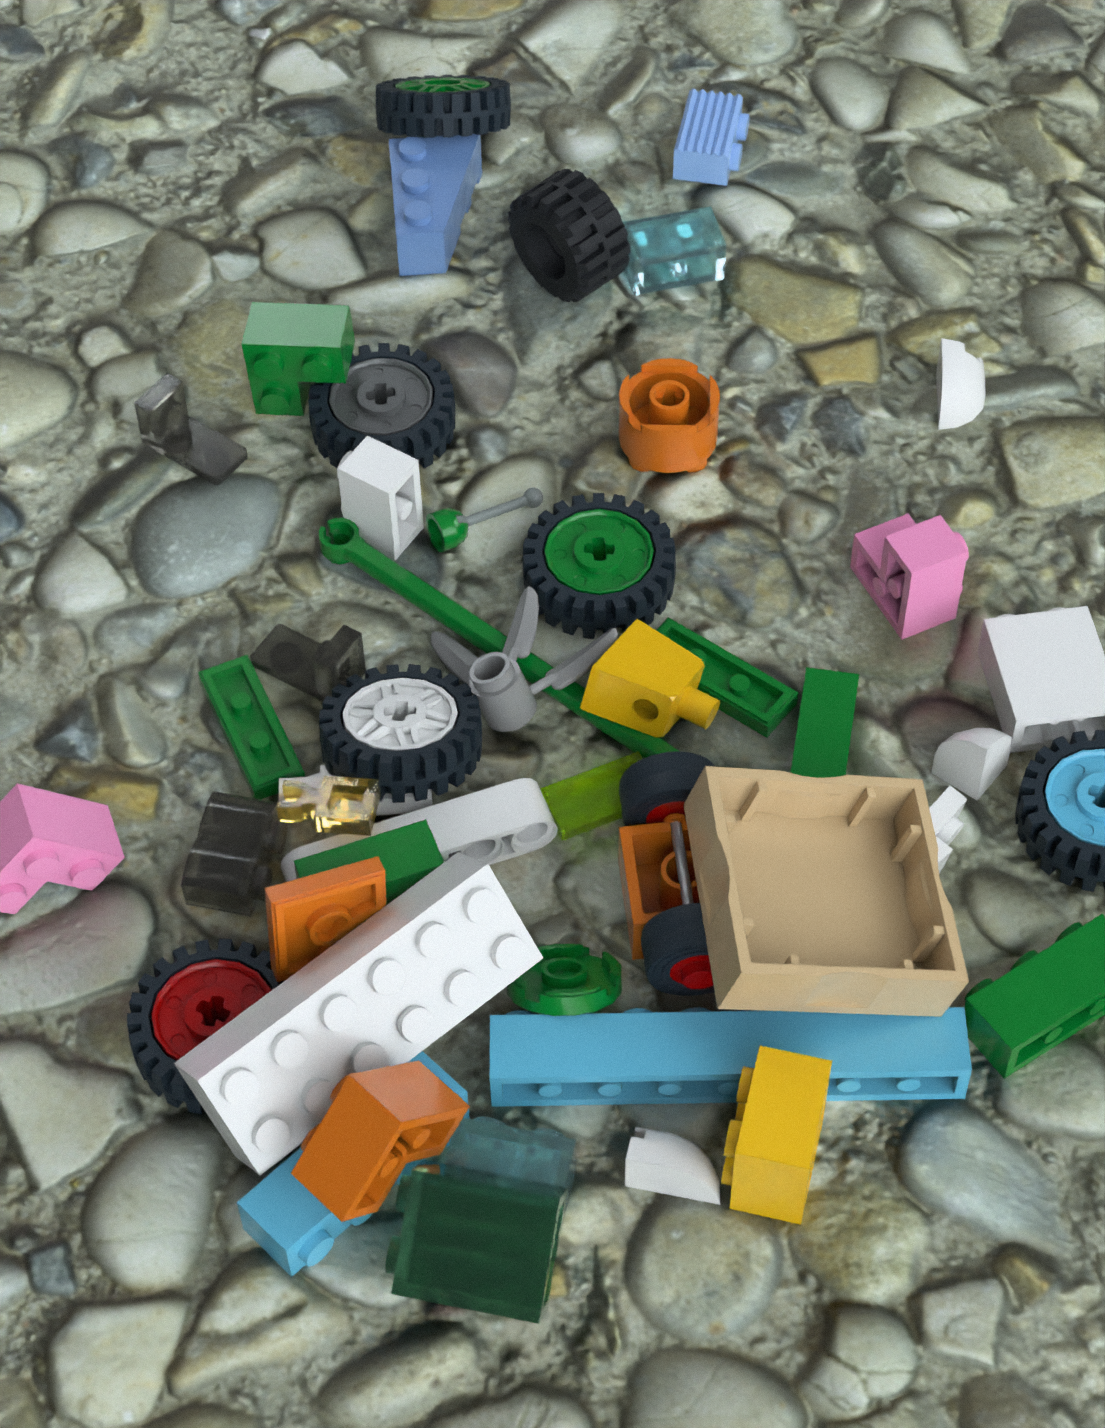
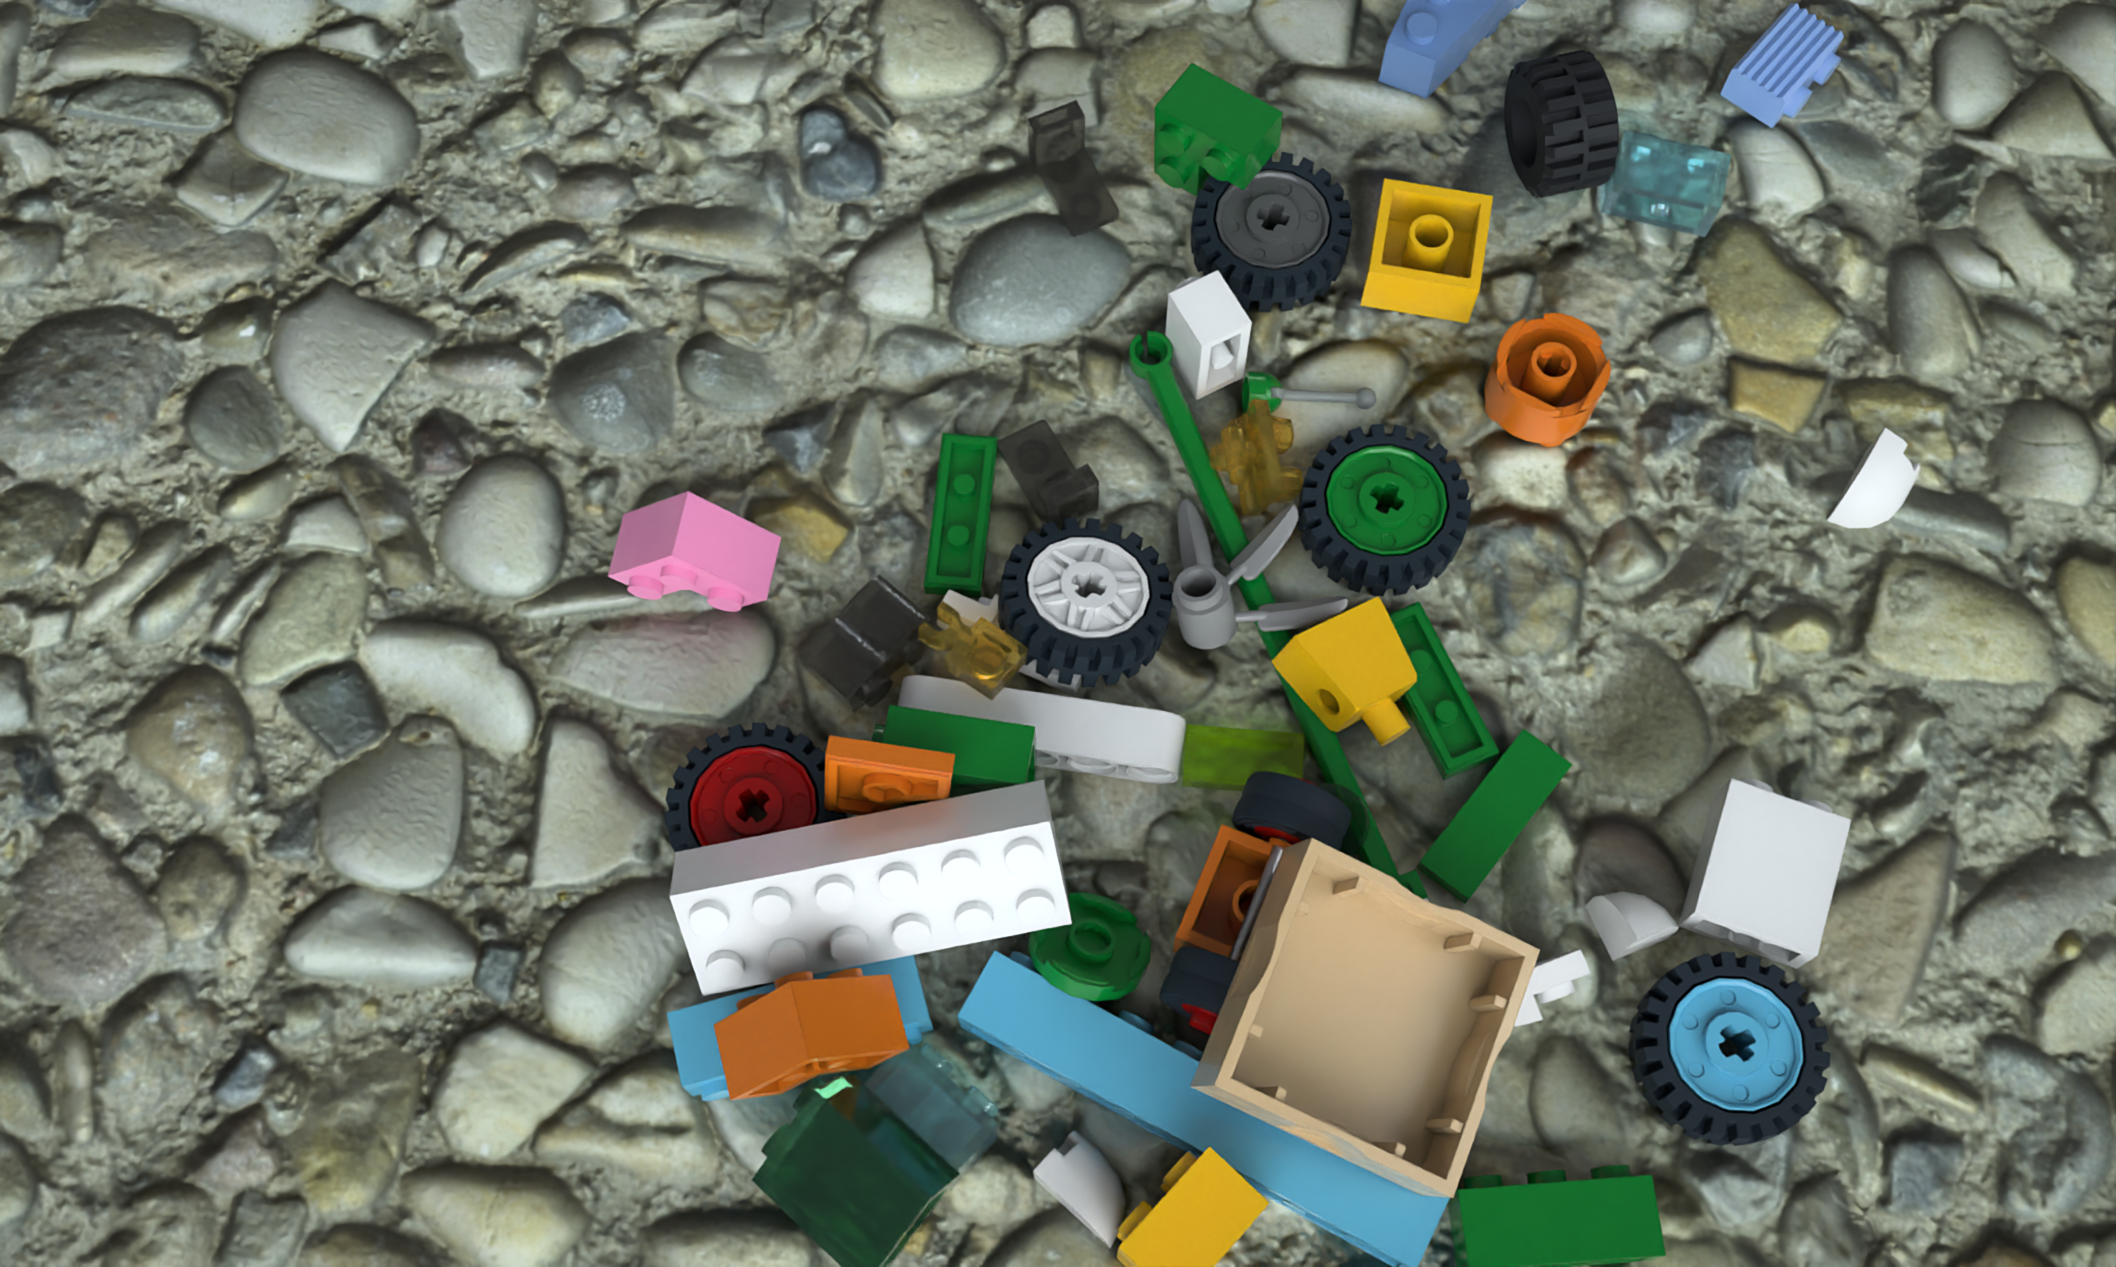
camera: 30 degrees right, 15 degrees up
(470, 569) = (1252, 458): none -> clear yellow hips
(518, 368) = (1427, 250): none -> yellow brick
(911, 571) = (1692, 679): bright pink brick -> none

